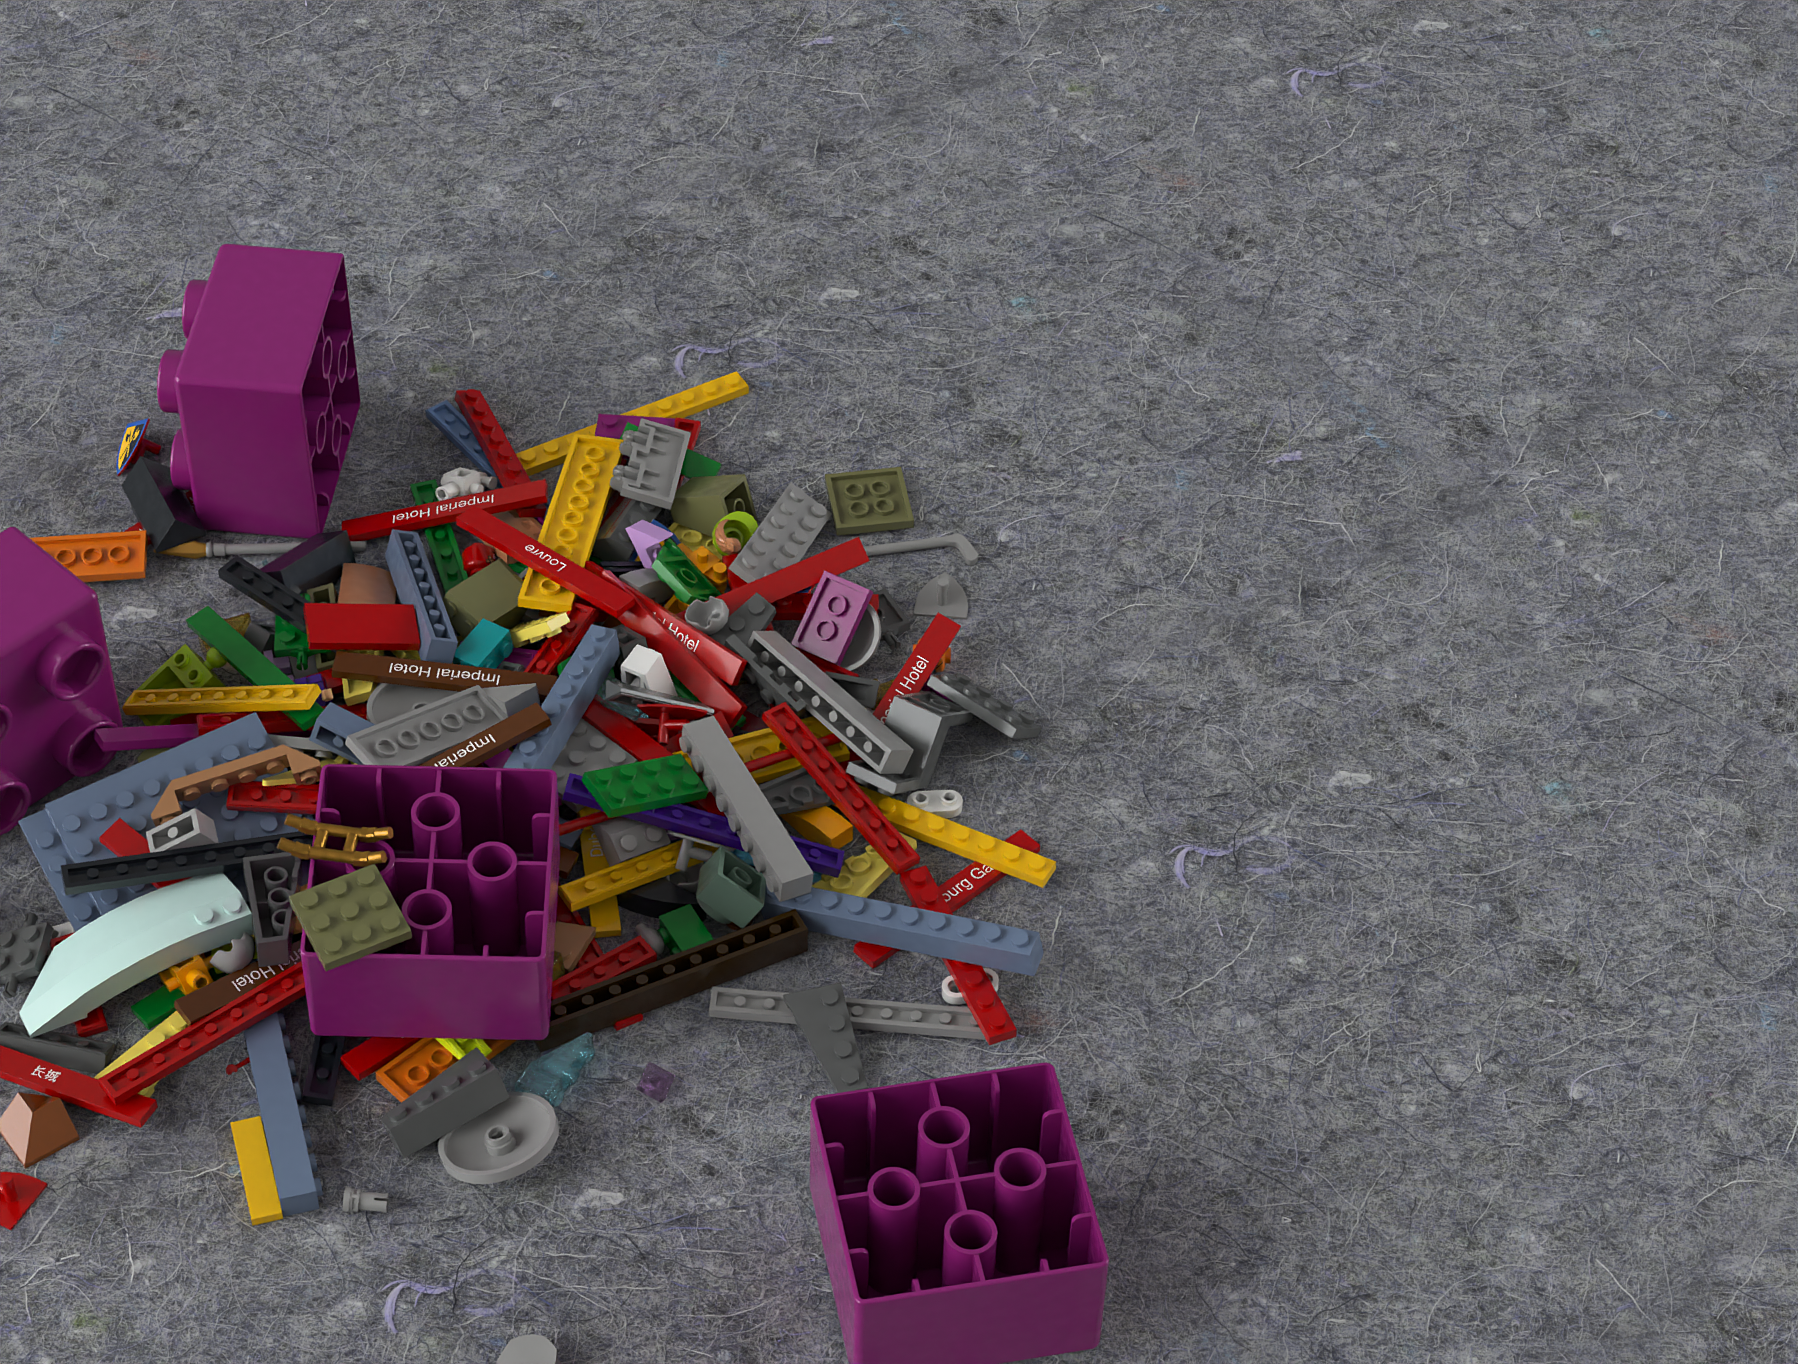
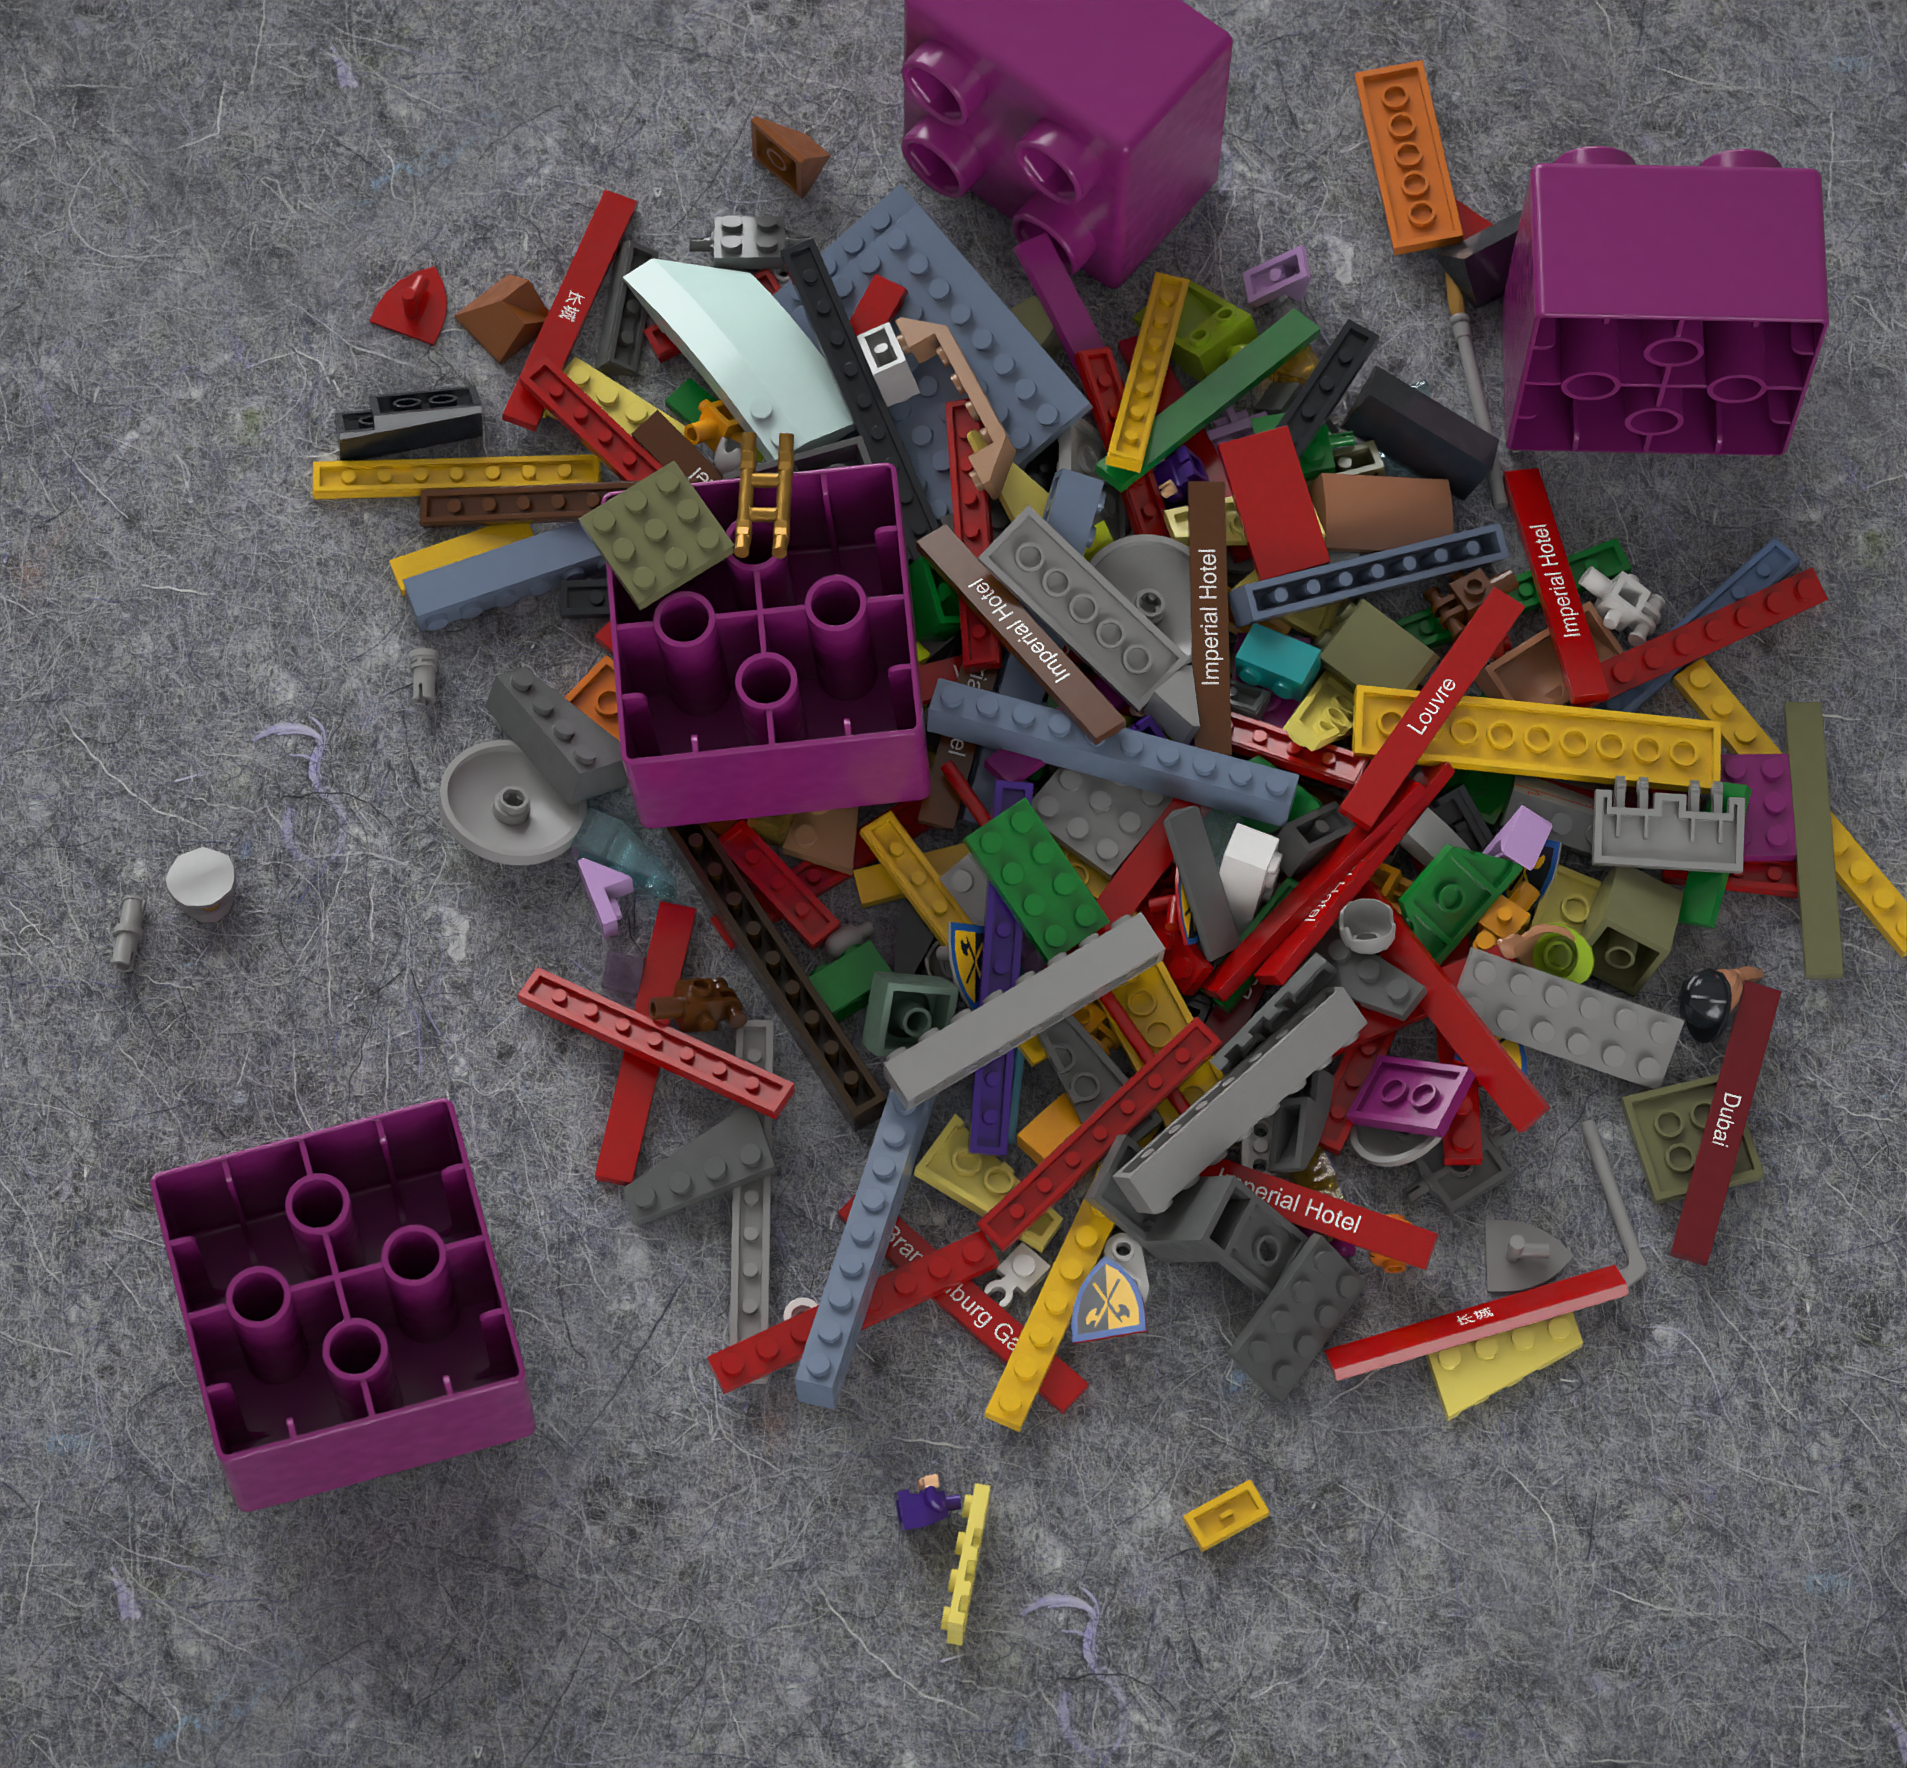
camera: 85 degrees right, 20 degrees up
(119, 1198) = (409, 422): none -> black slope
(148, 636) = (1278, 276): none -> lavender slope
(179, 1174) = (411, 476): none -> yellow tile
(235, 1085) = (514, 503): none -> reddish brown tile
(448, 554) = (1466, 597): none -> reddish brown piece
(582, 1092) = (602, 888): none -> lavender slope
(684, 412) = (1813, 841): none -> olive tile
(697, 1026) = (700, 1005): none -> reddish brown piece
(712, 1072) = (637, 1076): none -> red tile
(724, 1055) = (656, 1043): none -> plate
(772, 474) = (1710, 997): none -> black piece
(864, 477) = (1725, 1123): none -> dark red tile
(936, 863) = (1019, 1273): none -> white plate
(968, 801) = (1107, 1305): none -> shield
(994, 619) = (1476, 1322): none -> red tile
(1017, 617) = (1482, 1367): none -> light yellow wing
(1112, 927) = (926, 1507): none -> dark purple piece
(1124, 763) = (1226, 1515): none -> yellow plate
(1169, 905) = (962, 1580): none -> light yellow wing

